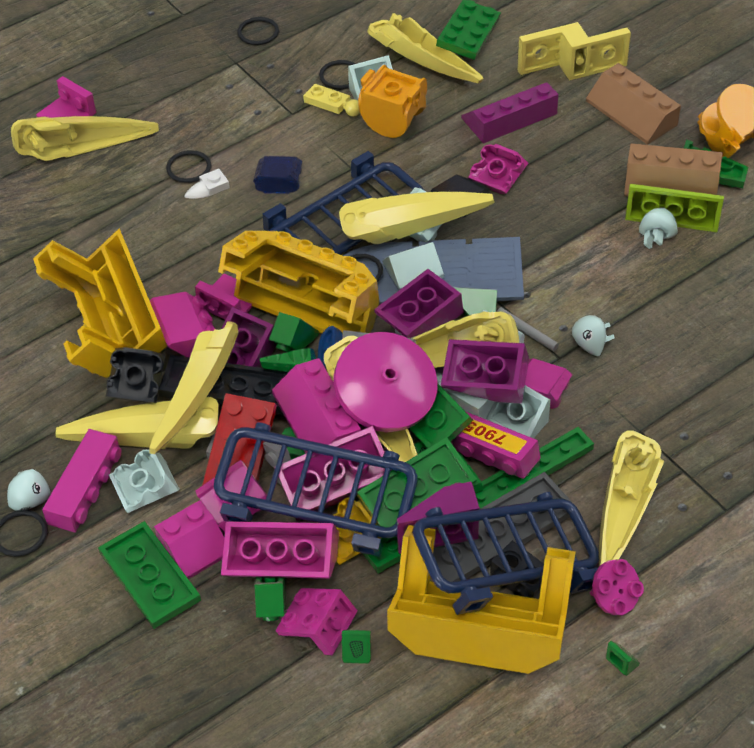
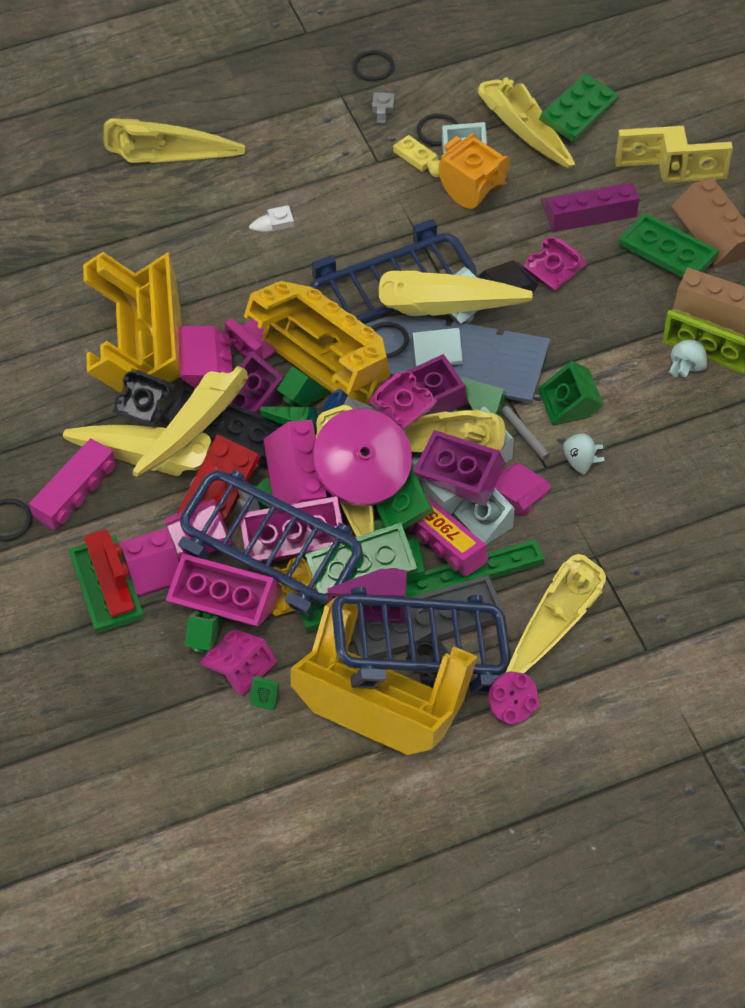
camera: 15 degrees right, 5 degrees up
(27, 490) = (22, 482): light aqua piece -> none
(72, 101) = (169, 110): dark pink bracket -> none
(143, 480) = (126, 497): light aqua slope -> none
(152, 558) = (110, 572): none -> red bracket
(183, 153) = (261, 211): black piece -> none
(278, 174) = (342, 223): clear blue slope -> none
(280, 62) = (383, 104): none -> light grey plate
(405, 317) = (403, 399): none -> dark pink slope
(559, 284) = (570, 394): none -> green slope
(598, 132) = (667, 246): none -> green plate
(621, 658) = (496, 761): green slope -> none

